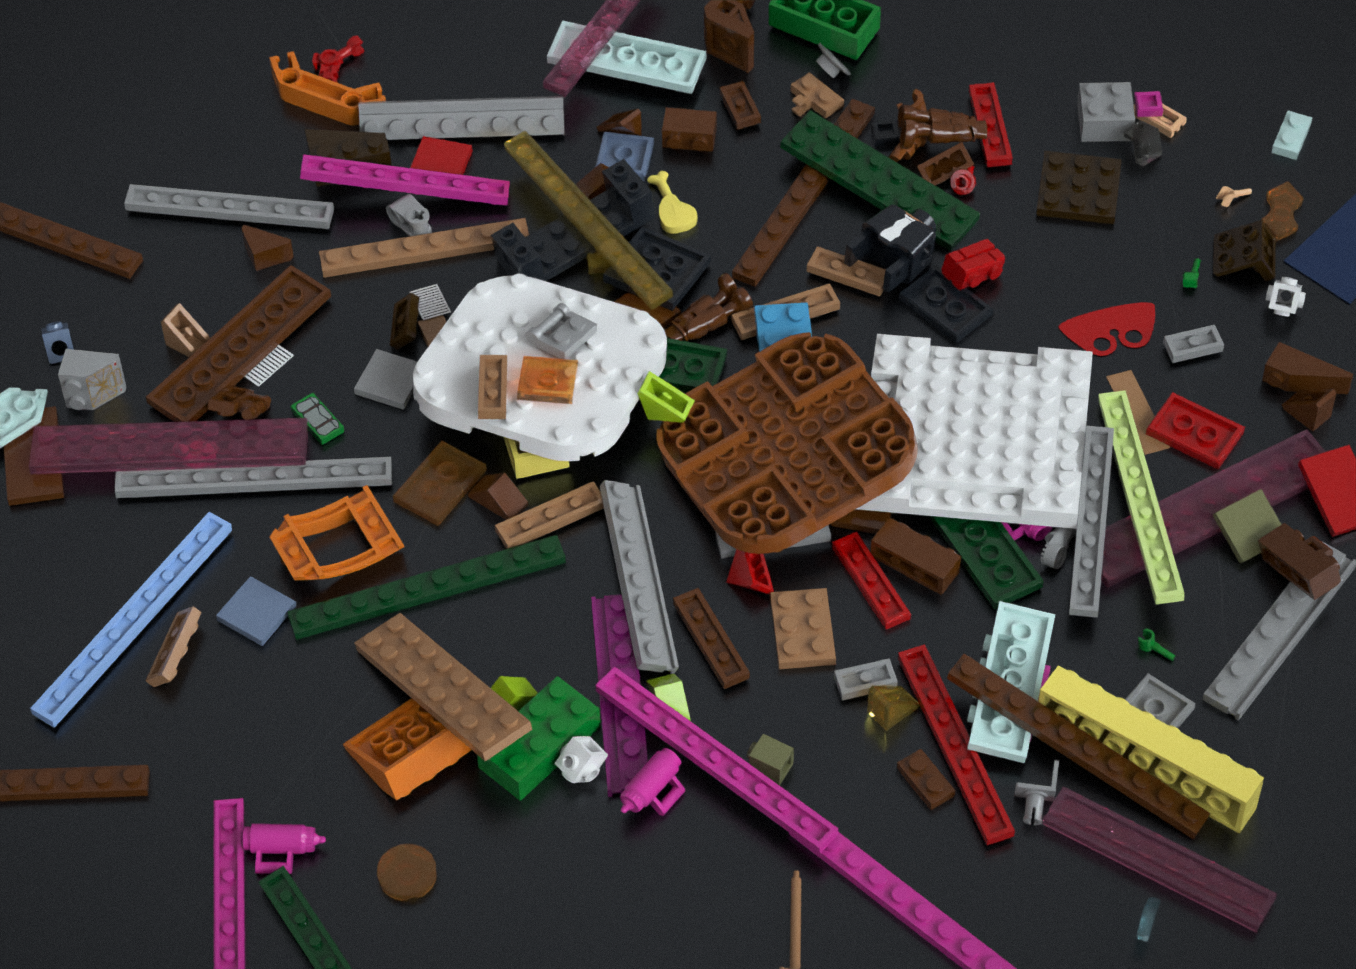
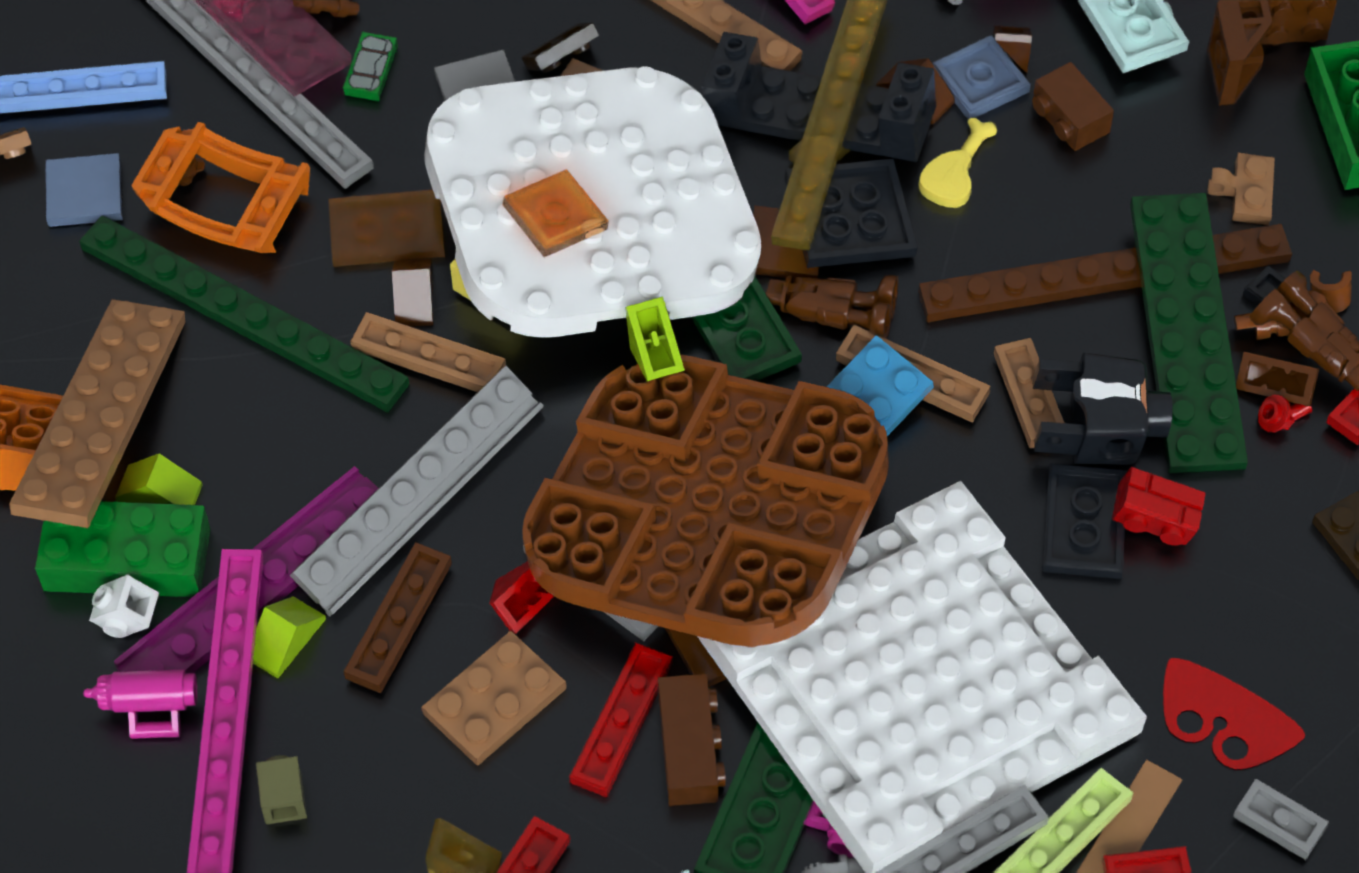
camera: 50 degrees right, 5 degrees up
(431, 302) = (611, 50): white sticker -> none
(492, 387) = (489, 169): medium nougat plate -> none
(567, 337) = (641, 191): light grey plate -> none
(740, 105) = (1158, 128): reddish brown plate -> none
(830, 63) = (1309, 166): light grey piece -> none
(858, 679) = (473, 809): light grey plate -> none

